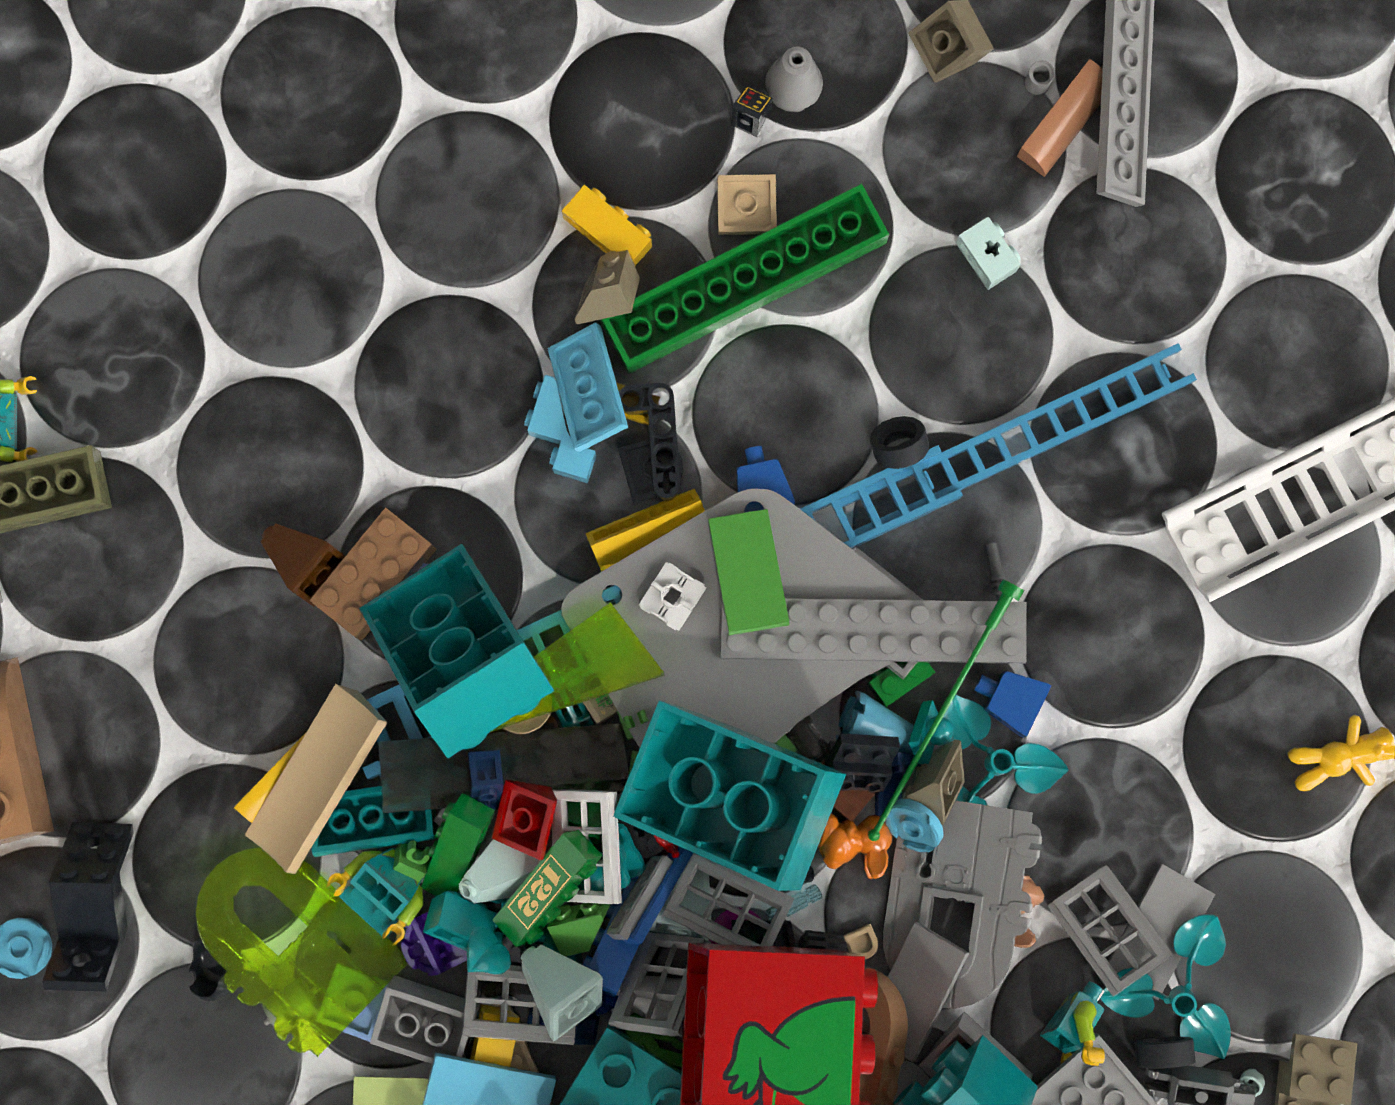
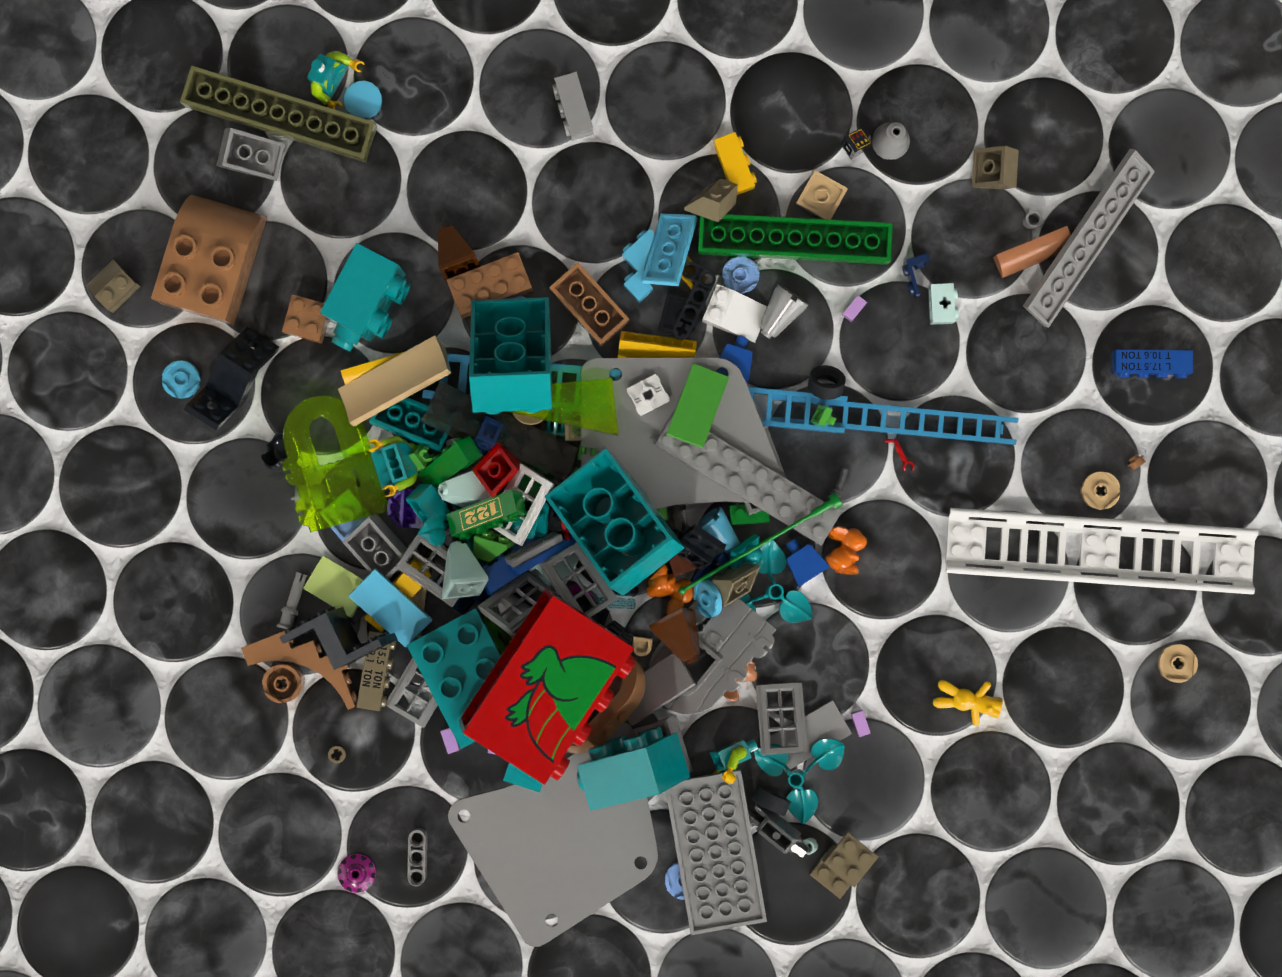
camera: 30 degrees right, 5 degrees up
(60, 426) = (363, 99): none -> medium azure tile
(148, 764) = (305, 319): none -> medium nougat brick
(209, 688) = (363, 297): none -> teal brick
(348, 274) = (572, 106): none -> light grey brick
(522, 522) = (589, 304): none -> medium nougat brick
(700, 369) = (740, 274): none -> light blue tile
(723, 422) = (734, 313): none -> white slope
(783, 384) = (781, 311): none -> light grey cone
(877, 325) = (854, 308): none -> lavender piece
(906, 897) = (679, 634): none -> reddish brown slope
(918, 236) = (918, 263): none -> dark blue bracket
(923, 490) = (822, 416): none -> bright green tile
(1052, 479) = (900, 452): none -> red piece
(1062, 660) = (844, 557): none -> orange animal
(1217, 873) = (860, 723): none -> lavender piece
(1306, 172) = (1152, 363): none -> blue brick
(1327, 384) = (1100, 501): none -> tan plate
(1364, 312) = (1136, 461): none -> medium nougat plate

